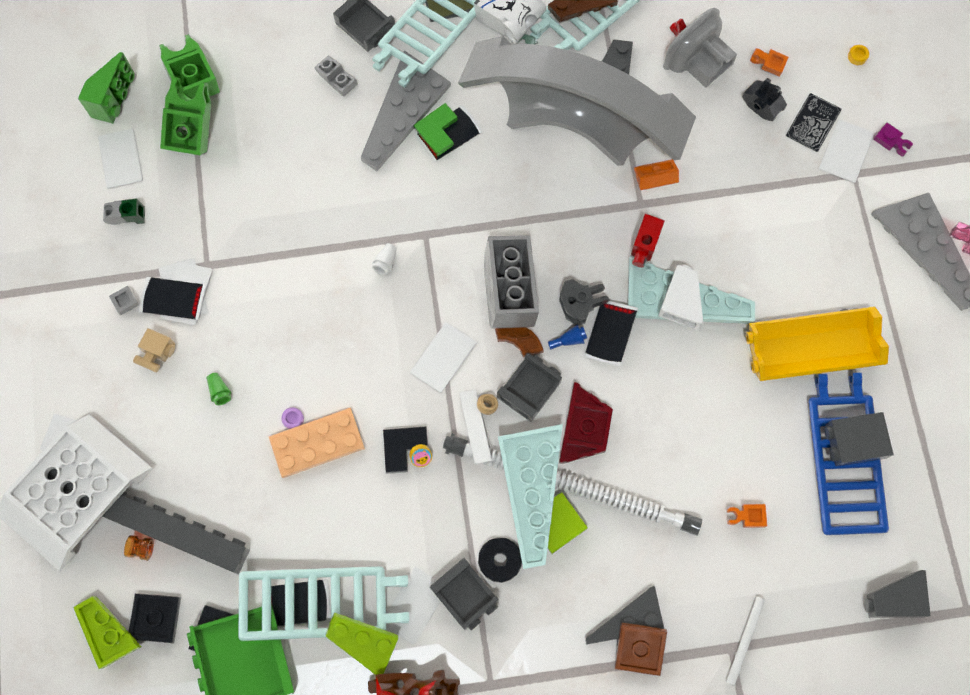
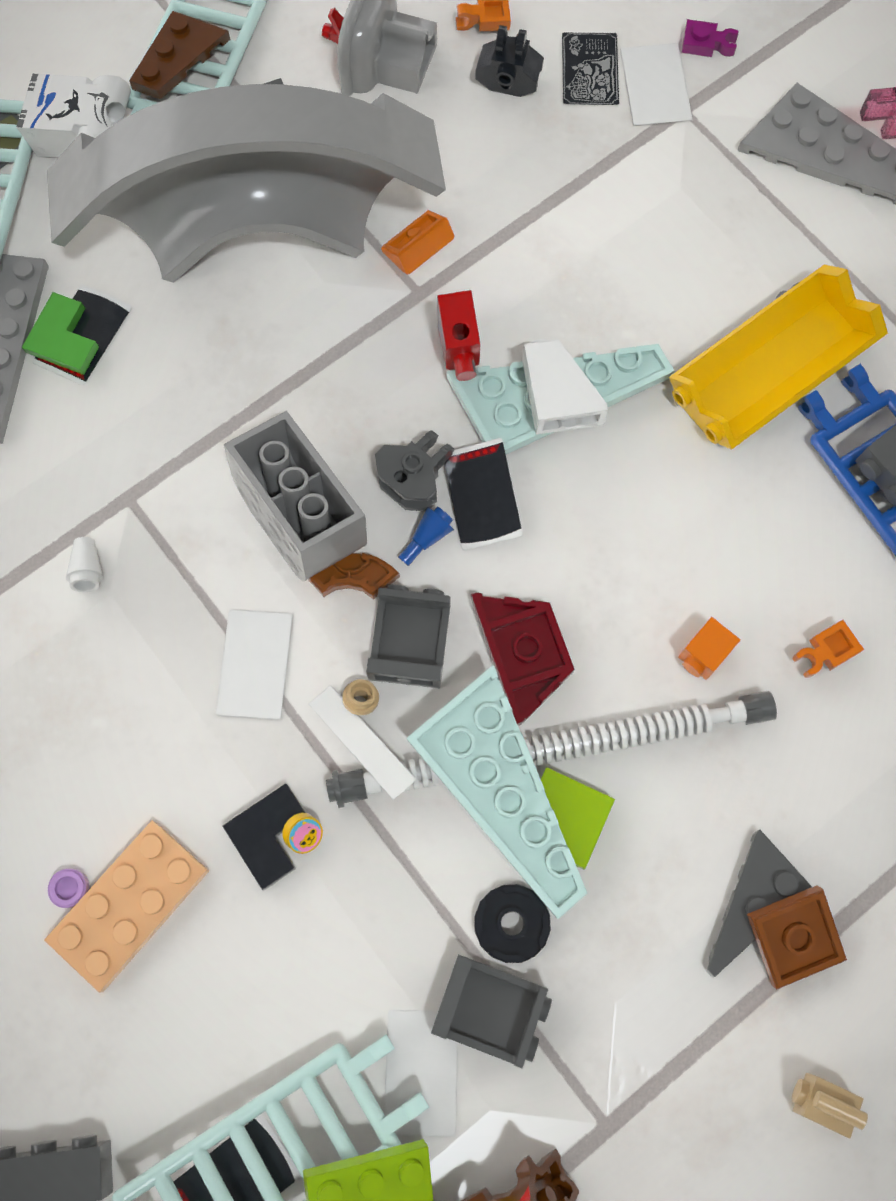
camera: 30 degrees left, 0 degrees up
(682, 479) = (708, 649): none -> orange brick

